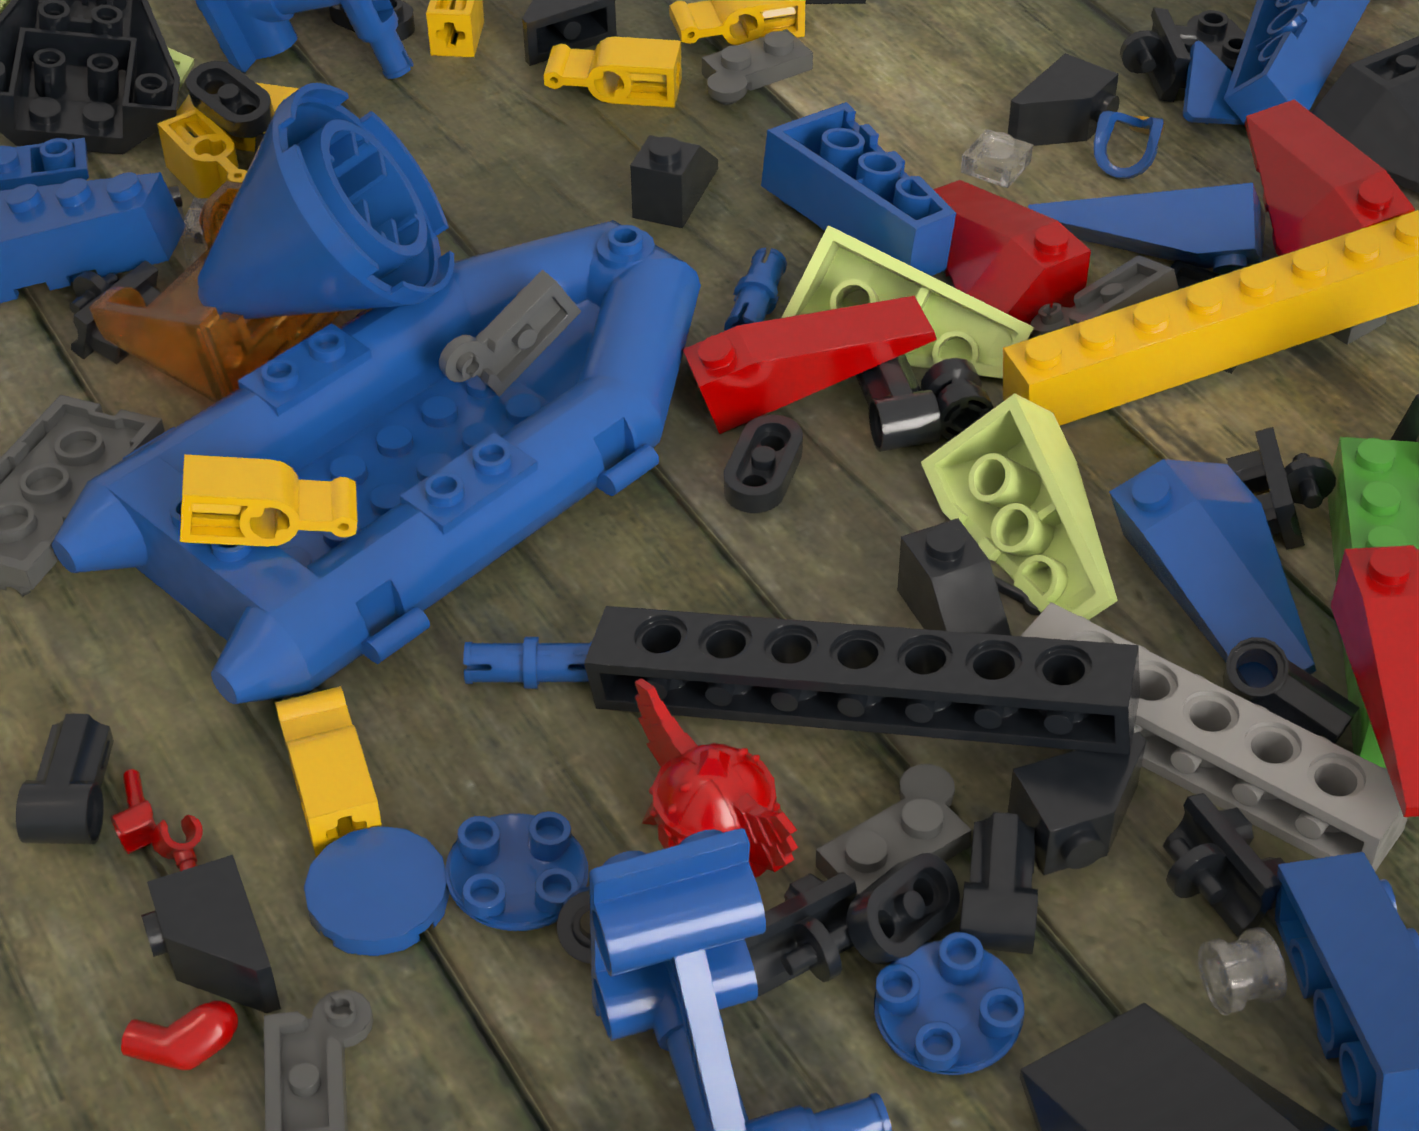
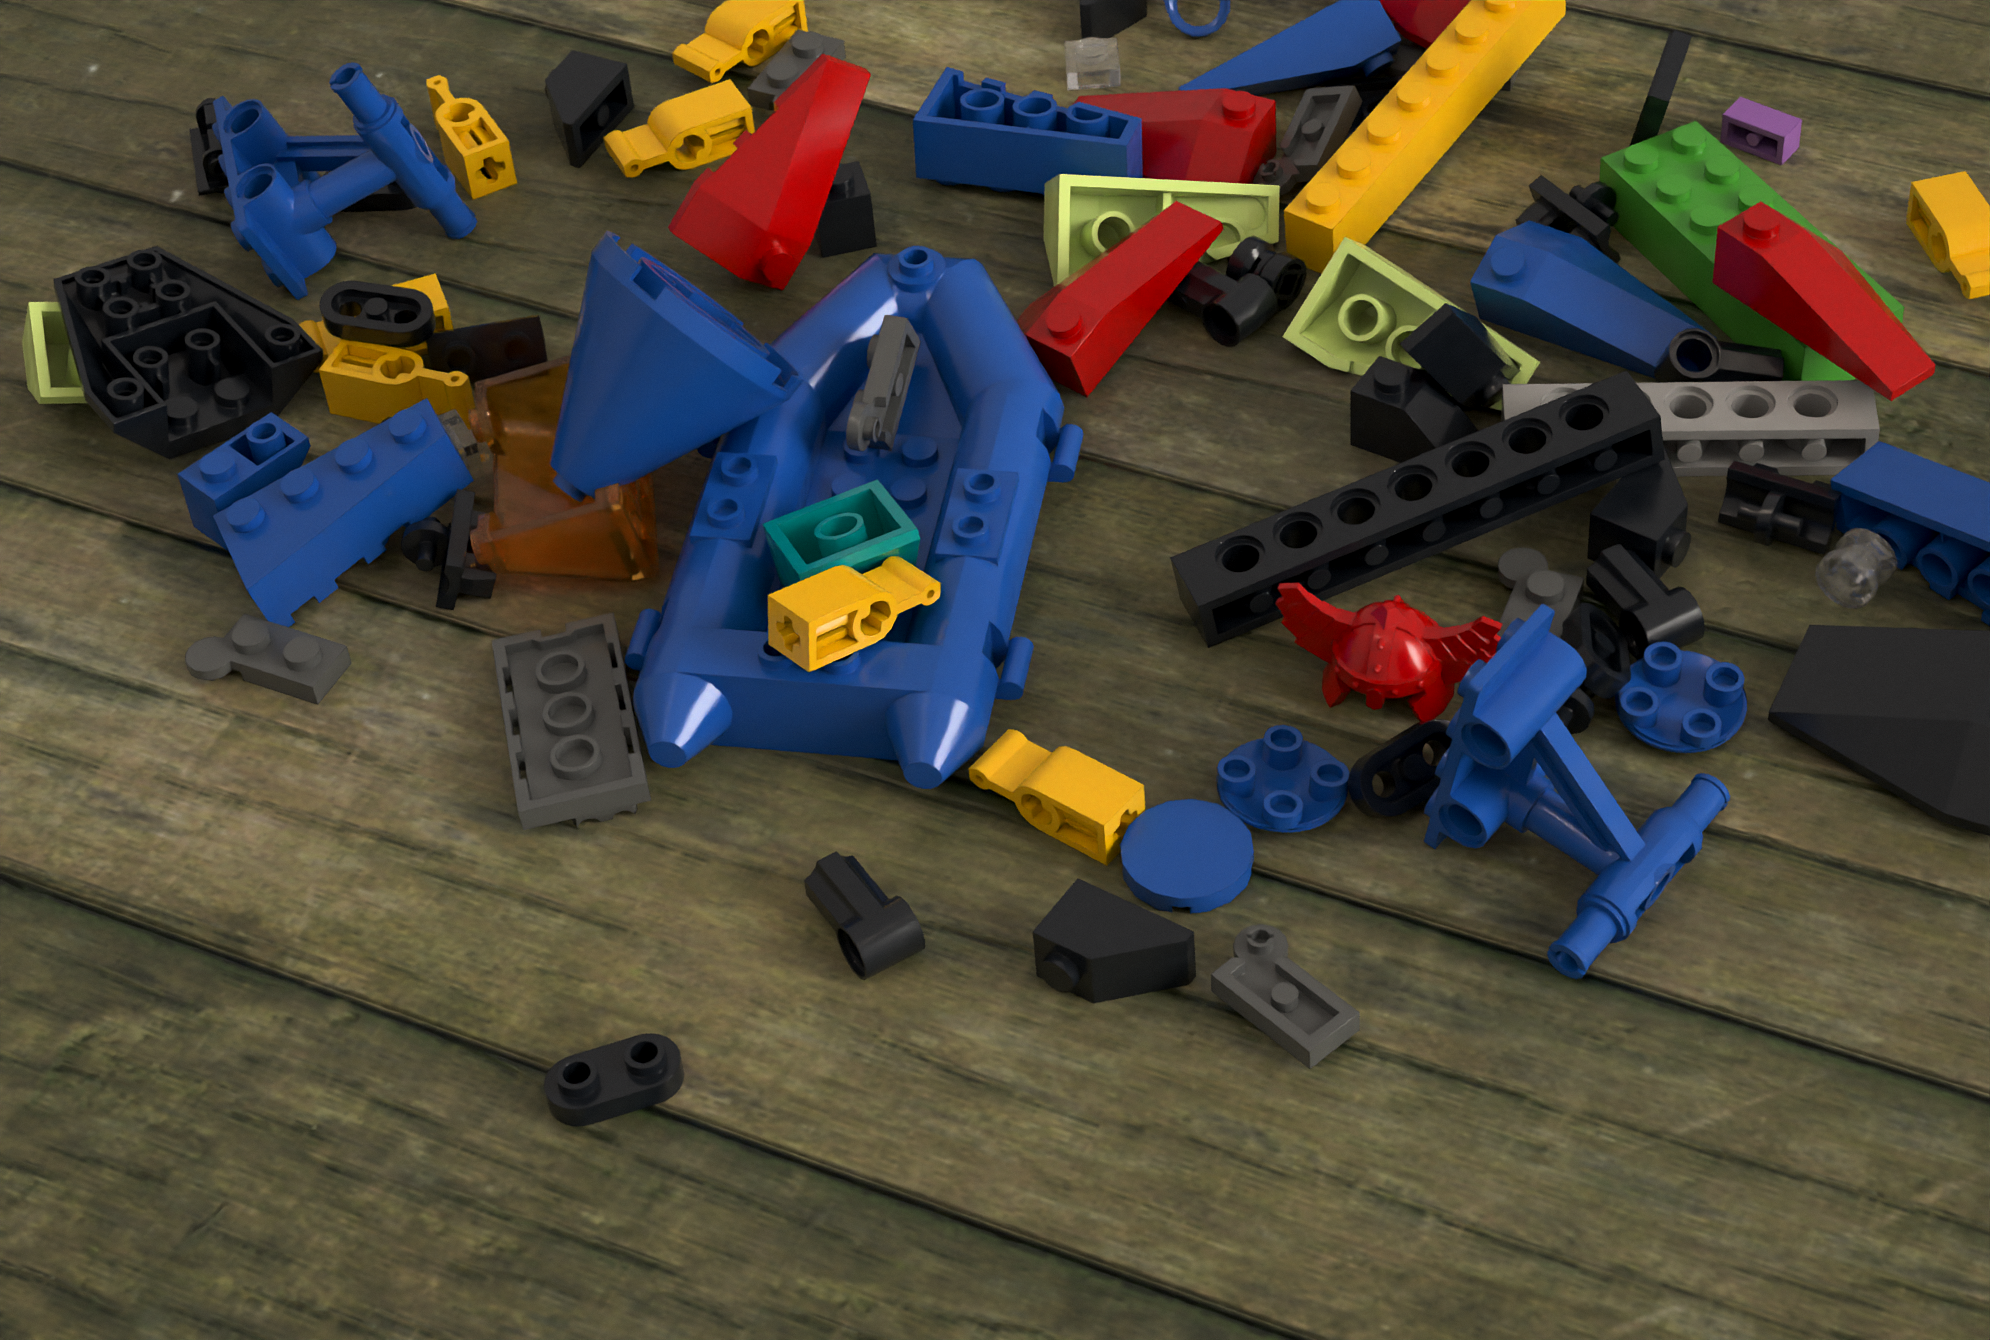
camera: 30 degrees left, 0 degrees up
(136, 823) = (943, 913): red hand -> none
(182, 852) = (1000, 902): red hand -> none
(185, 1041) = (1159, 1032): red arm -> none
(346, 441) = (846, 529): none -> teal slope
(525, 662) = (1132, 637): blue pin -> none
(593, 131) = (770, 193): none -> red wedge
(757, 290) = (1008, 267): blue pin -> none
(763, 463) = (1160, 398): black plate -> none
(1028, 553) = (1461, 356): none -> black slope

